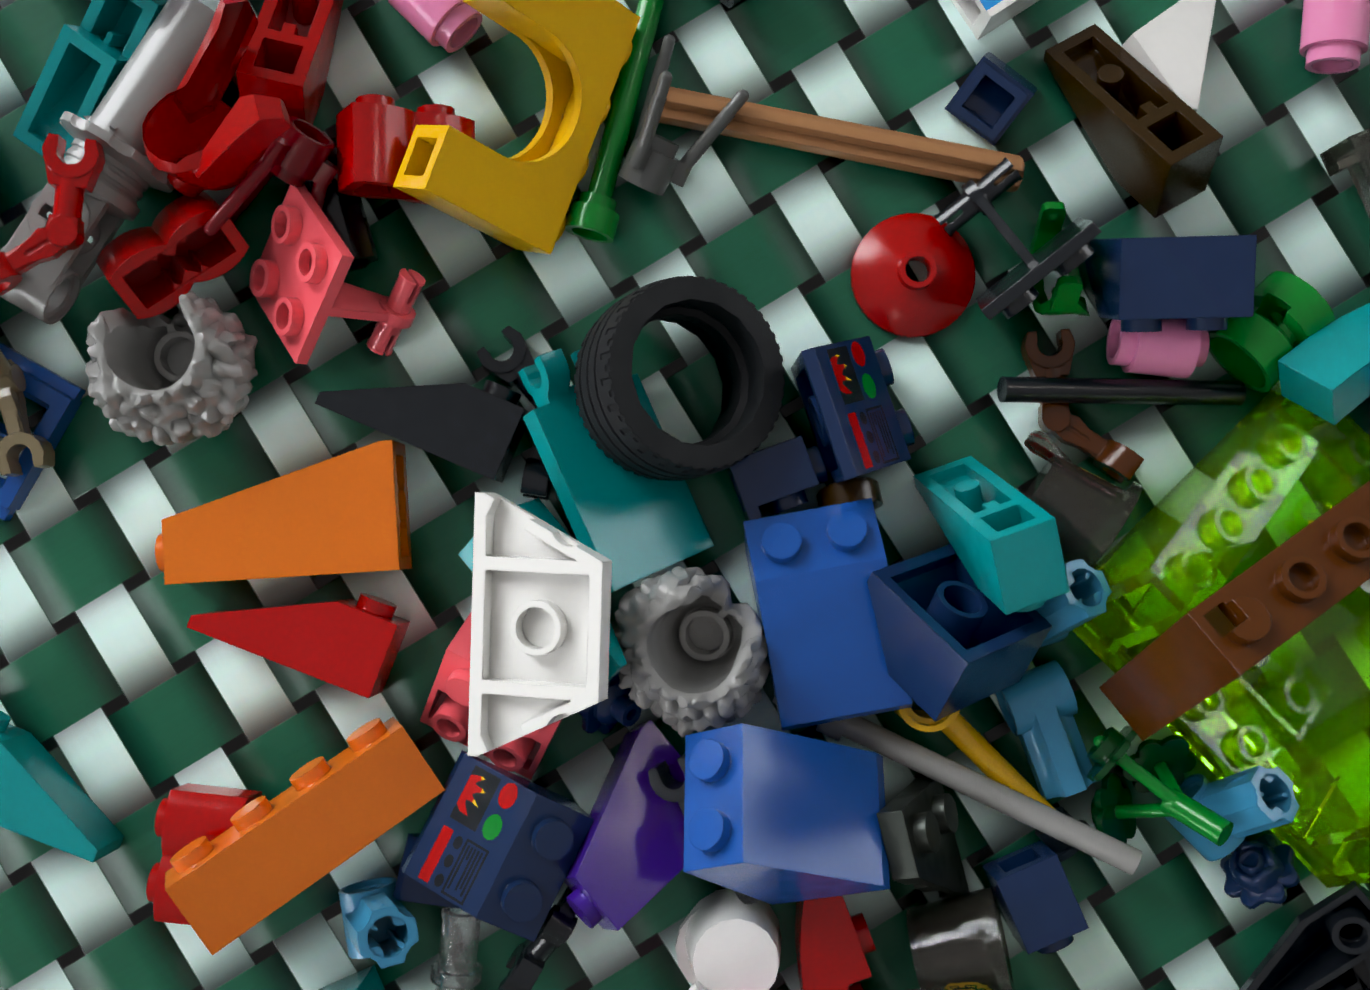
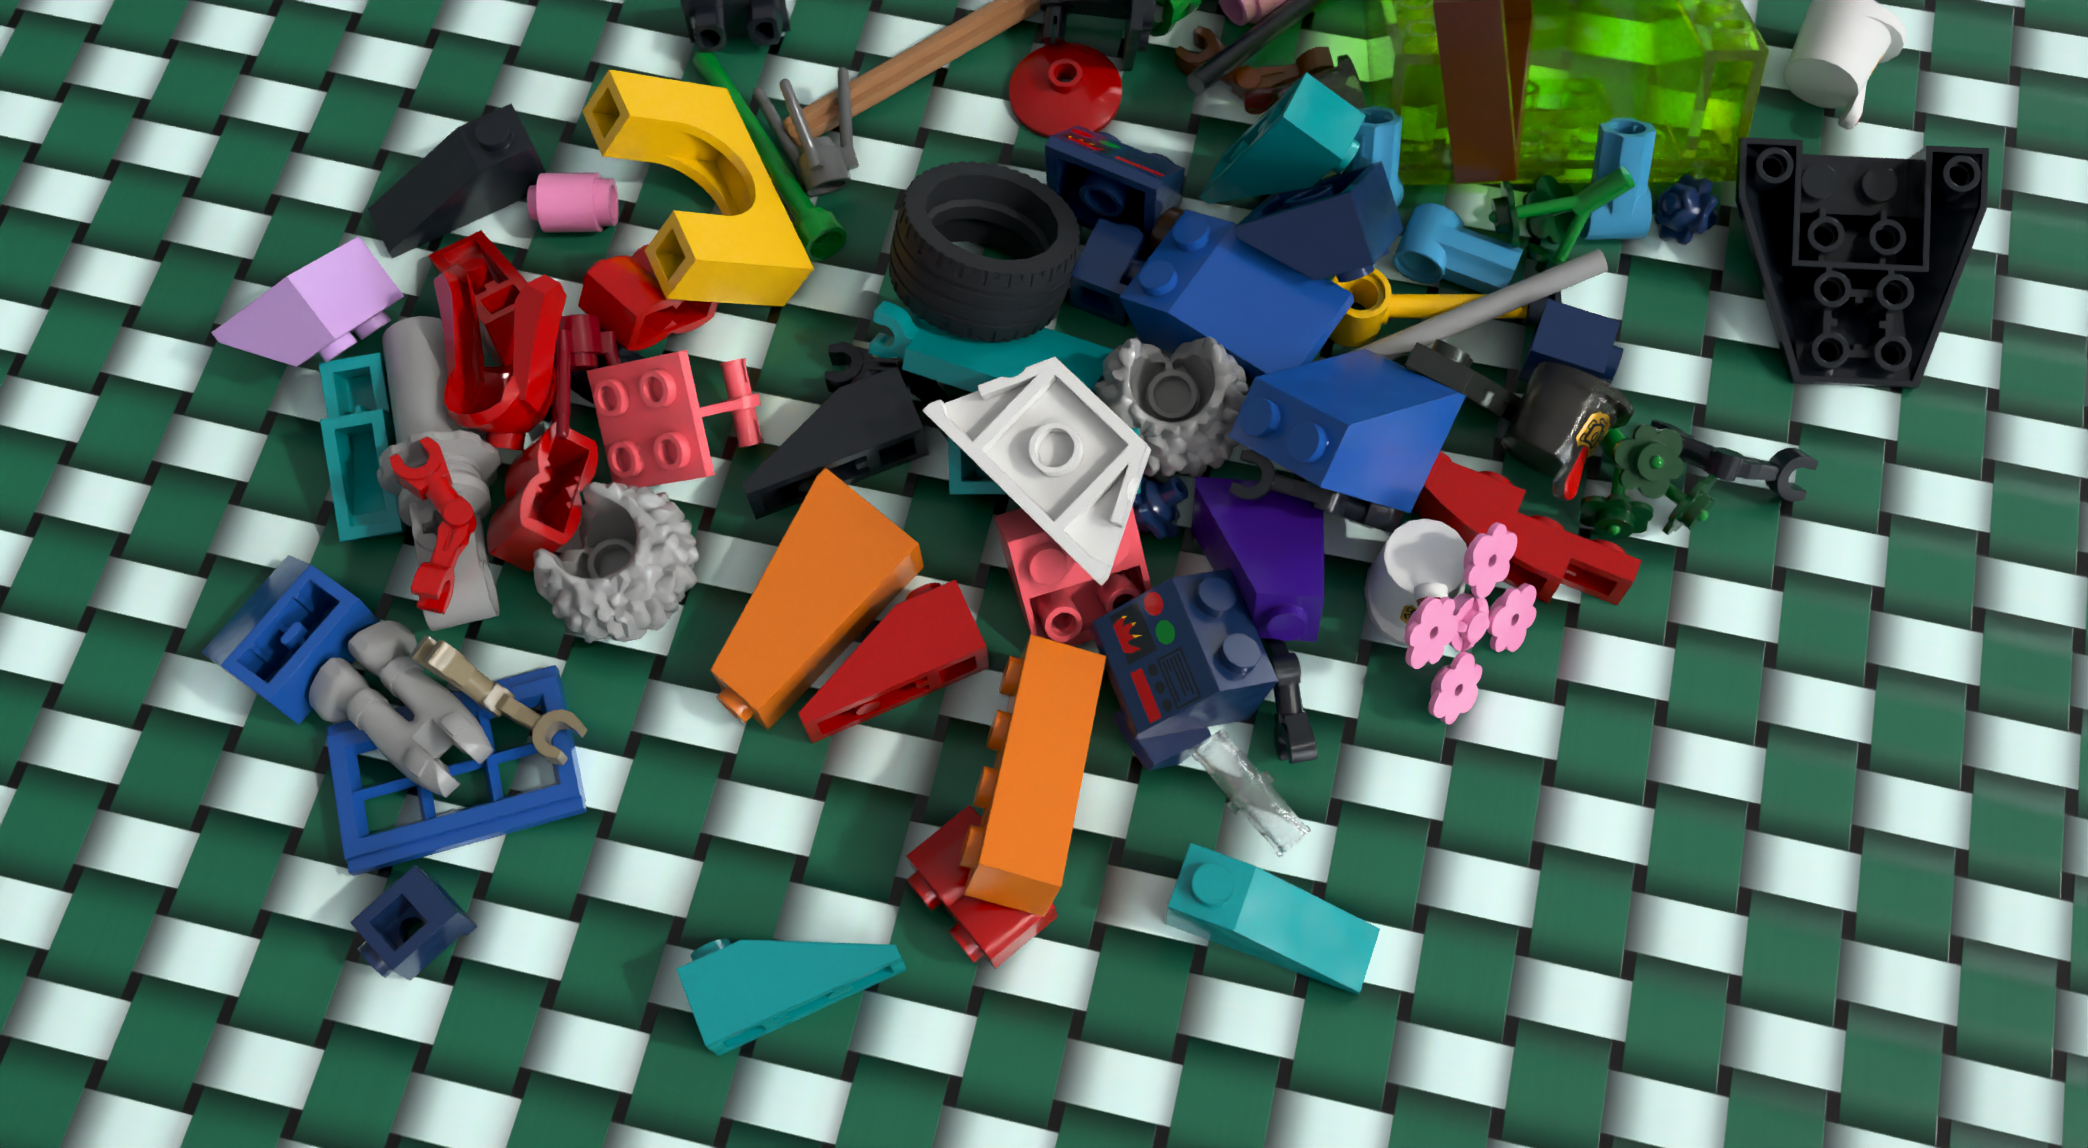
camera: 40 degrees left, 20 degrees down
(376, 922) = (1155, 795): dark azure piece -> none

